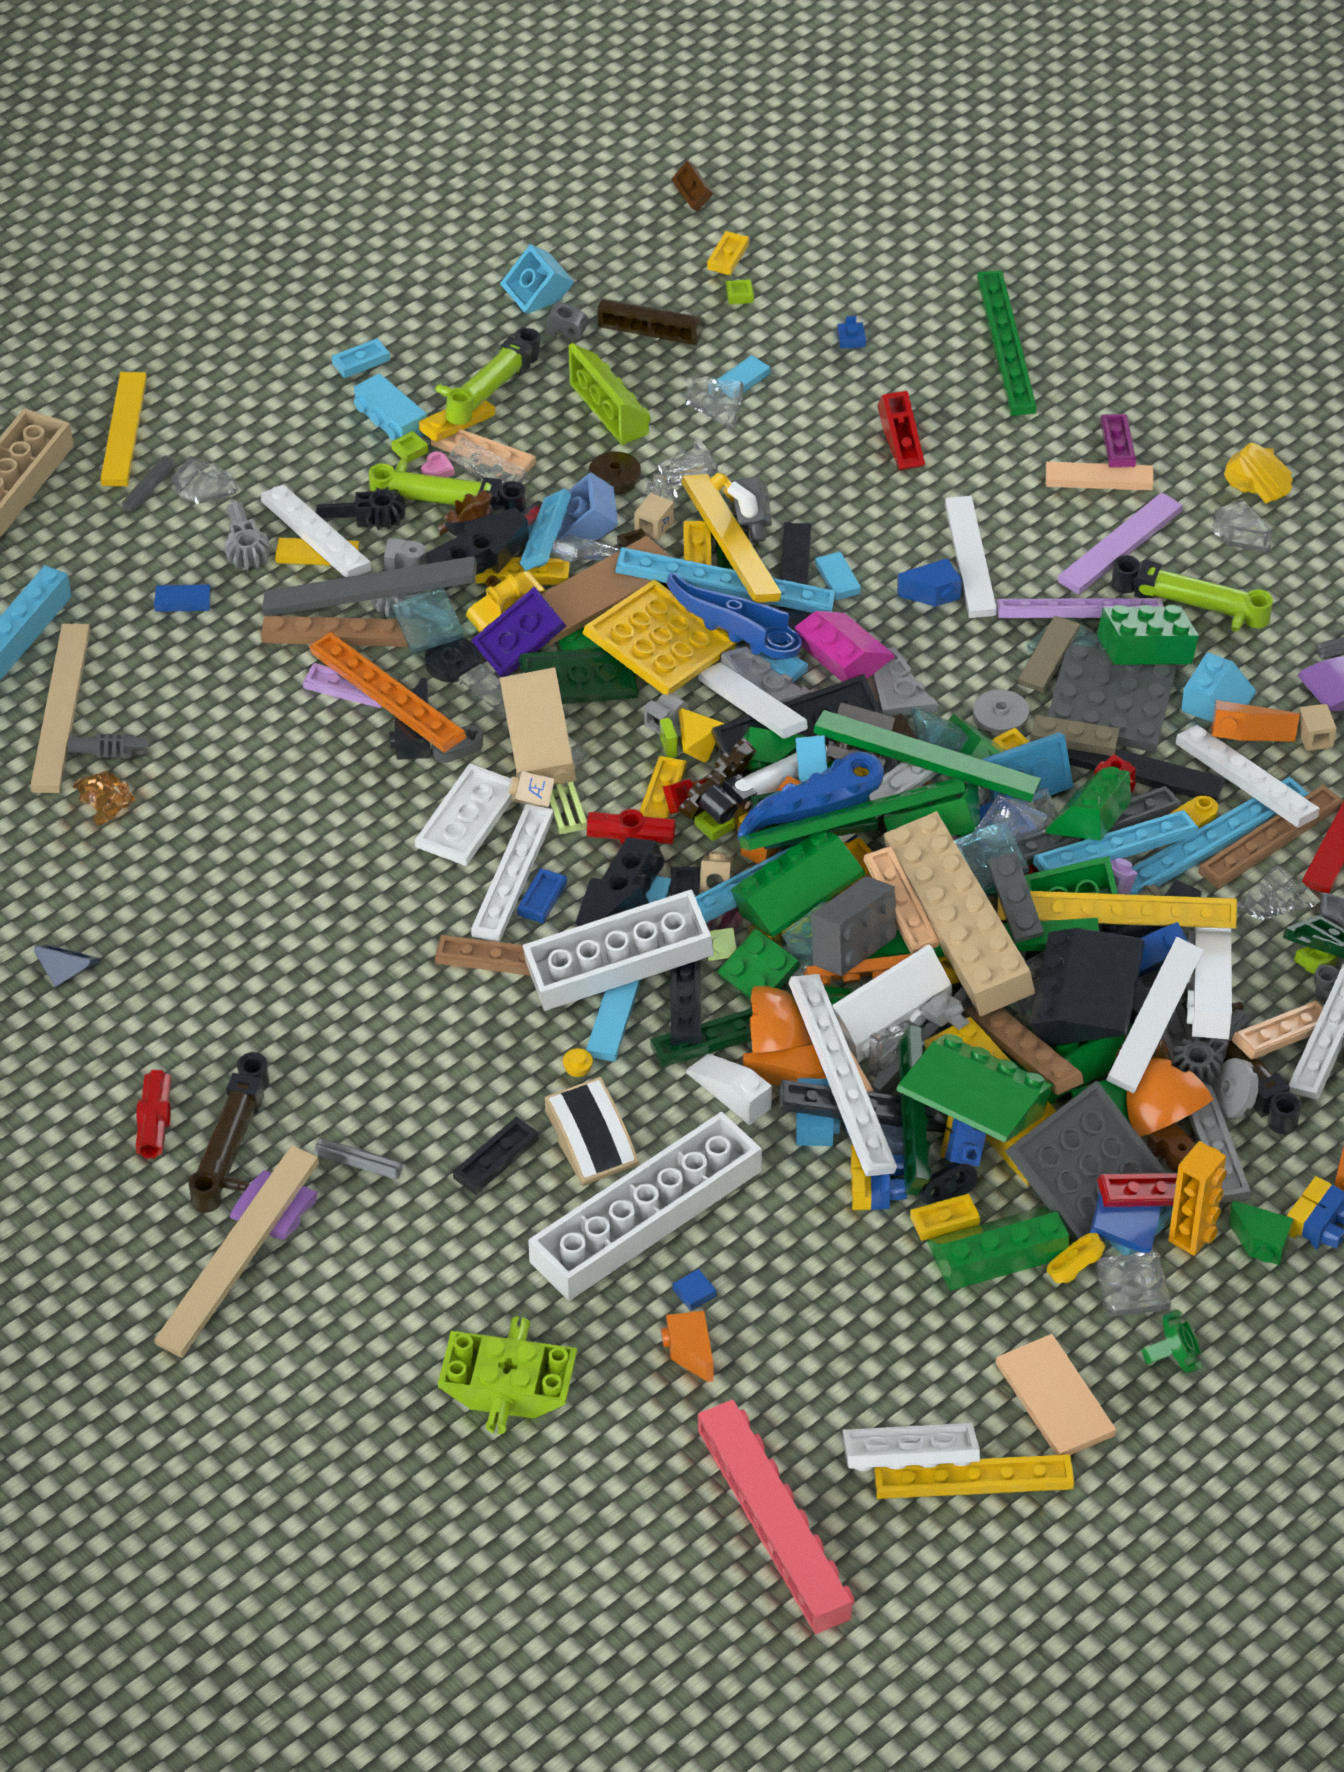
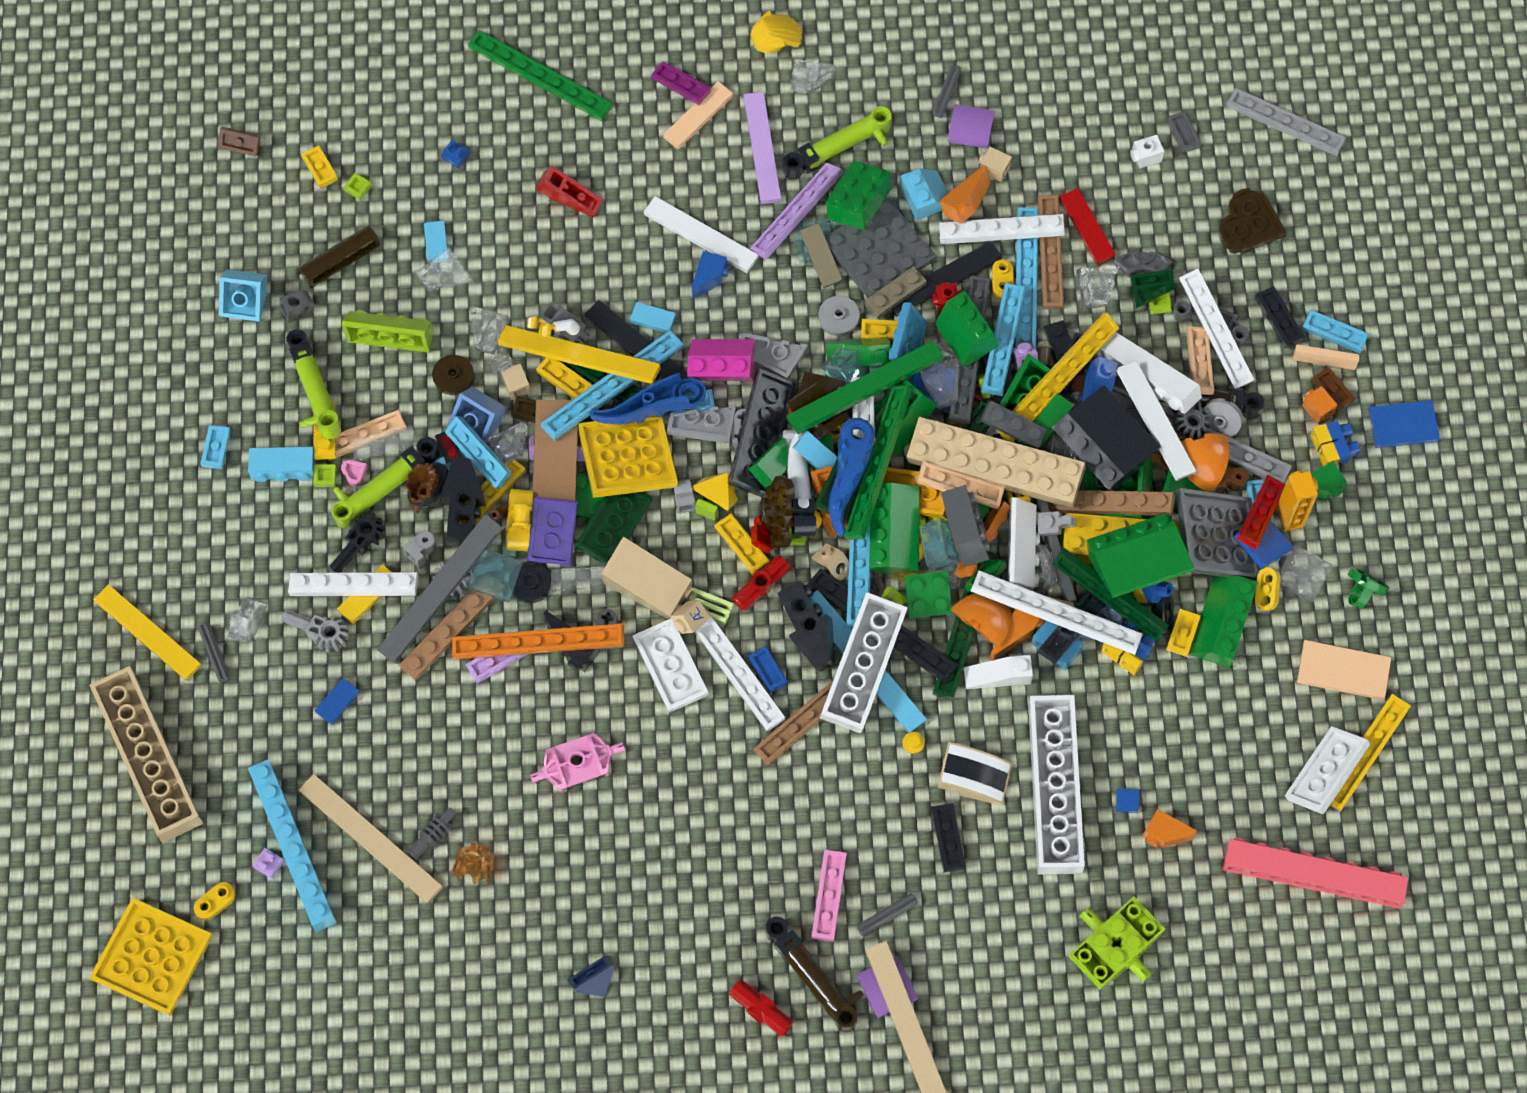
camera: 50 degrees left, 20 degrees up
(306, 818) = (564, 774): none -> bright pink plate
(333, 1094) = (829, 895): none -> bright pink plate
(753, 700) = (728, 444): white tile -> none
(987, 844) = (963, 409): clear light blue tile -> none

